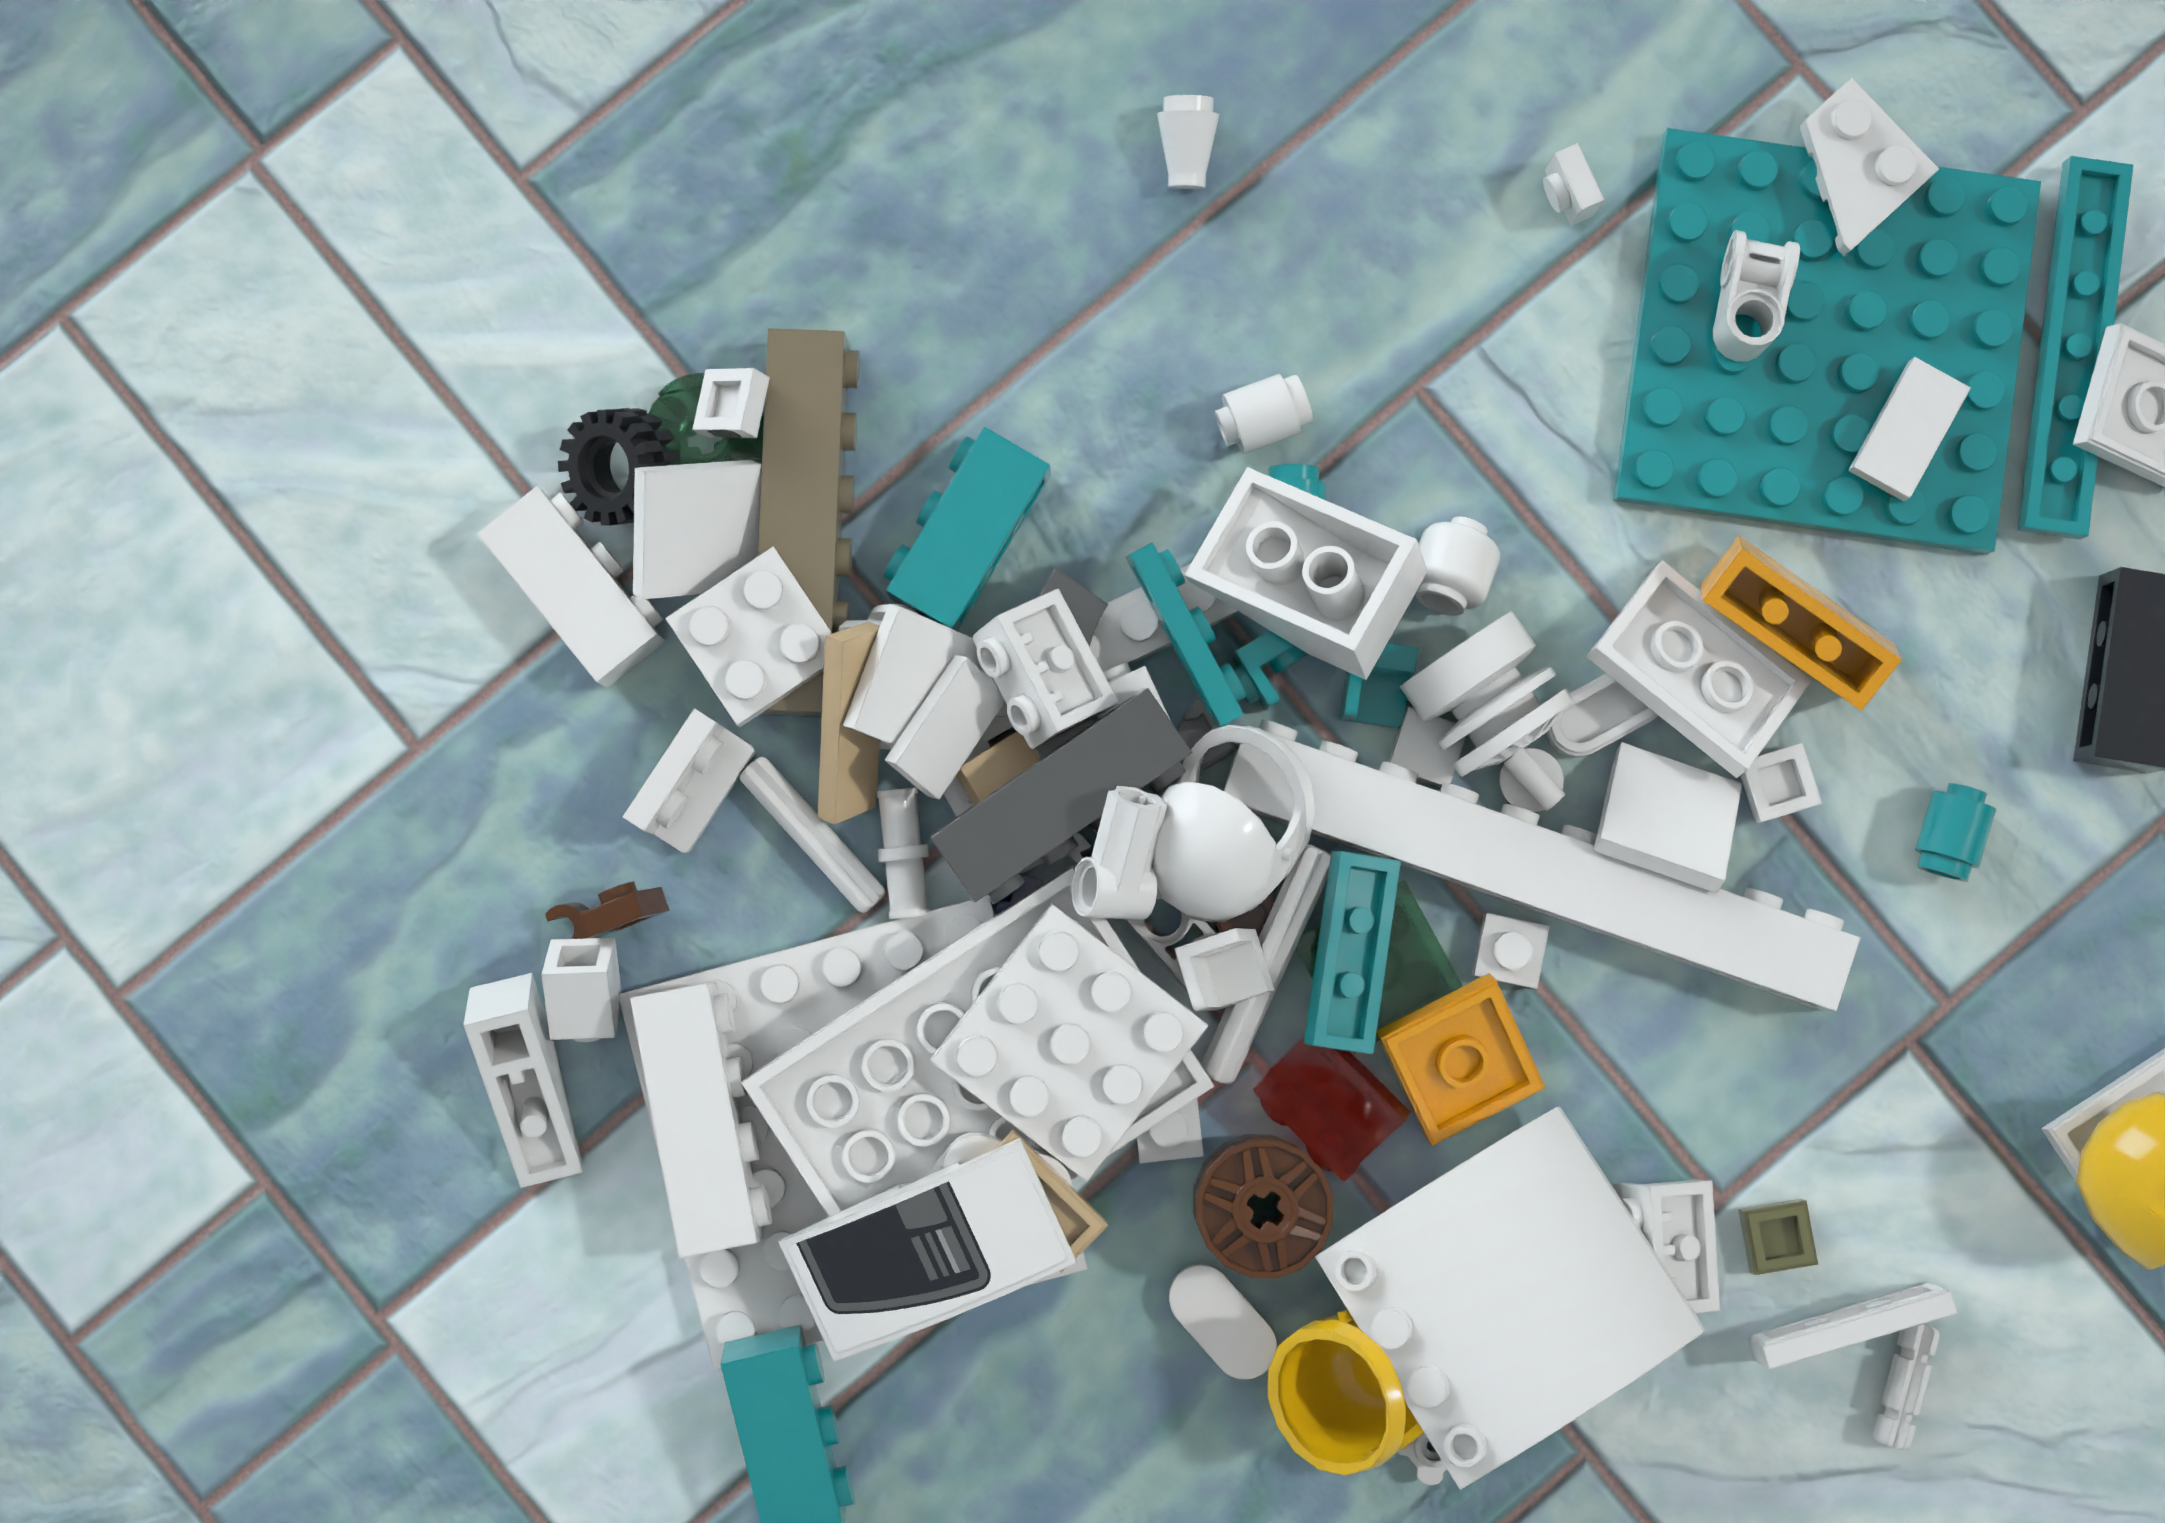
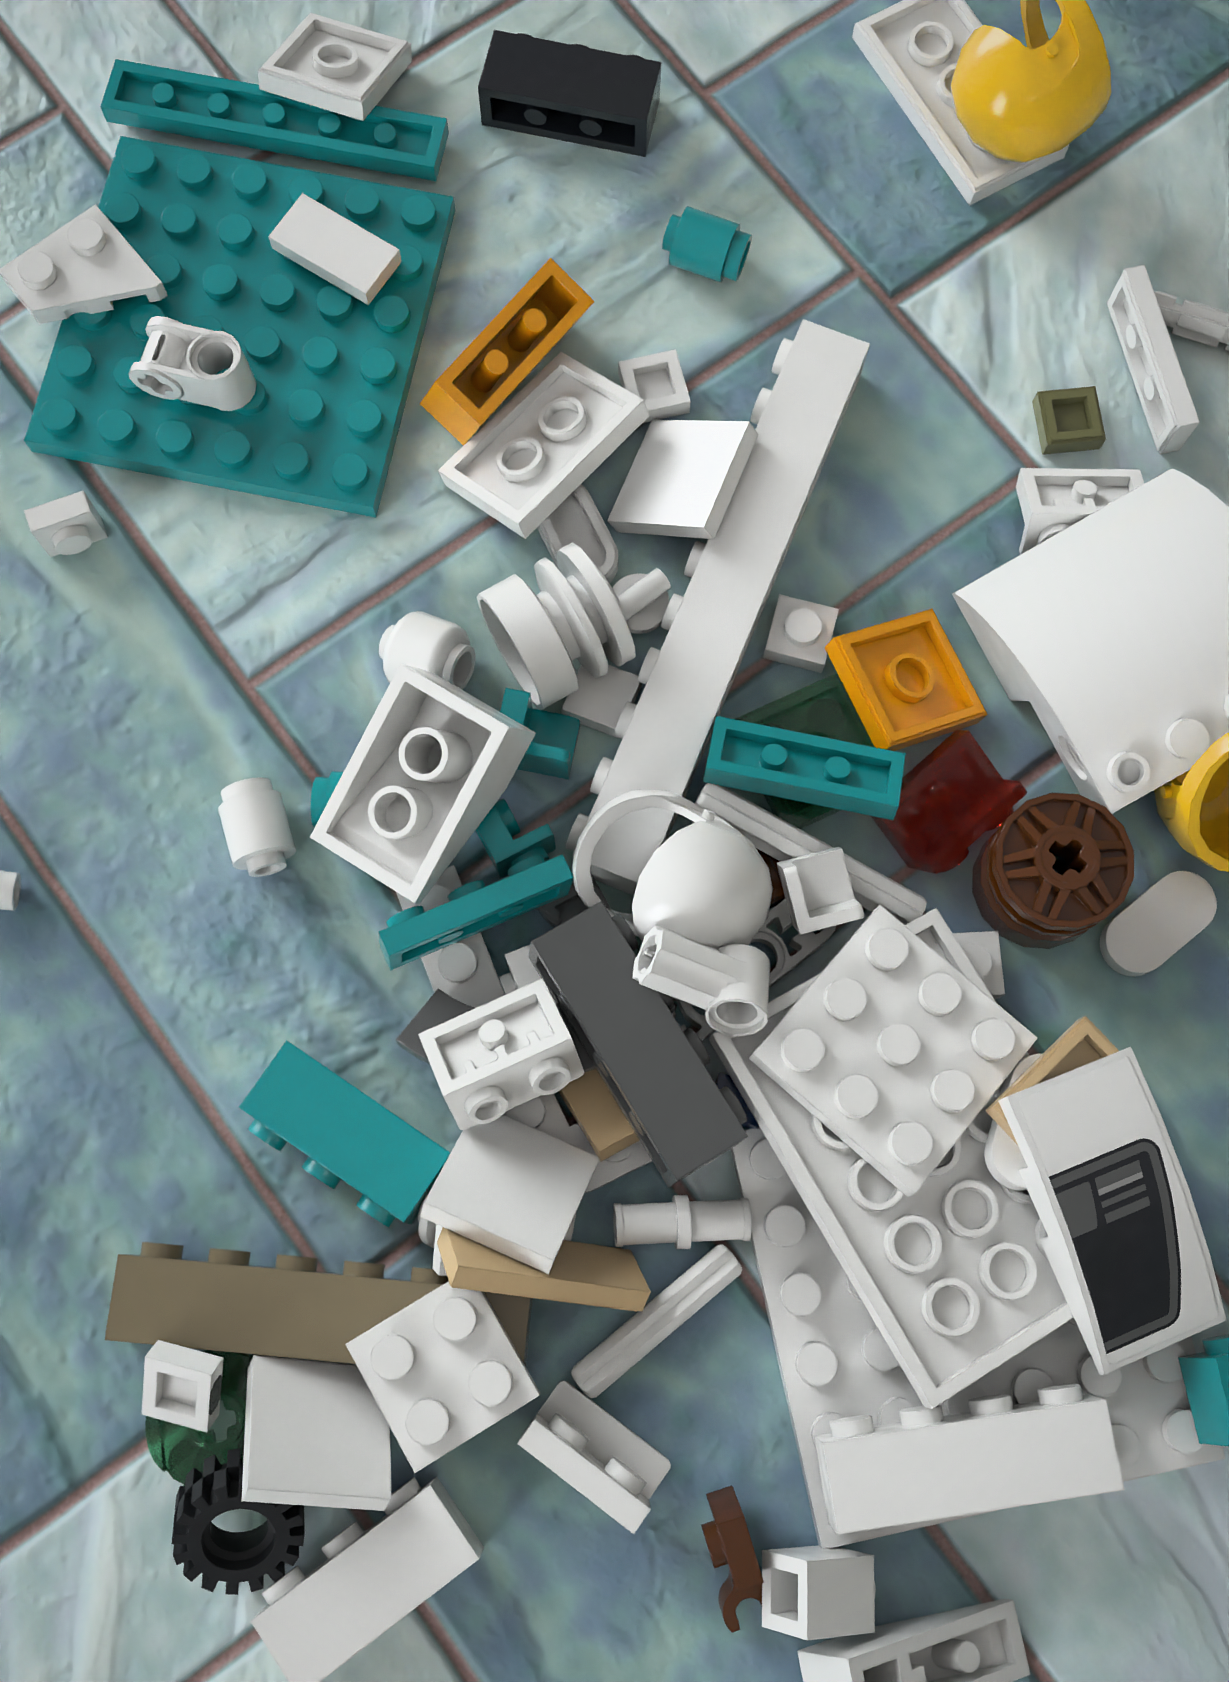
camera: 90 degrees left, 10 degrees down
(946, 727) = (556, 1162): white tile -> none

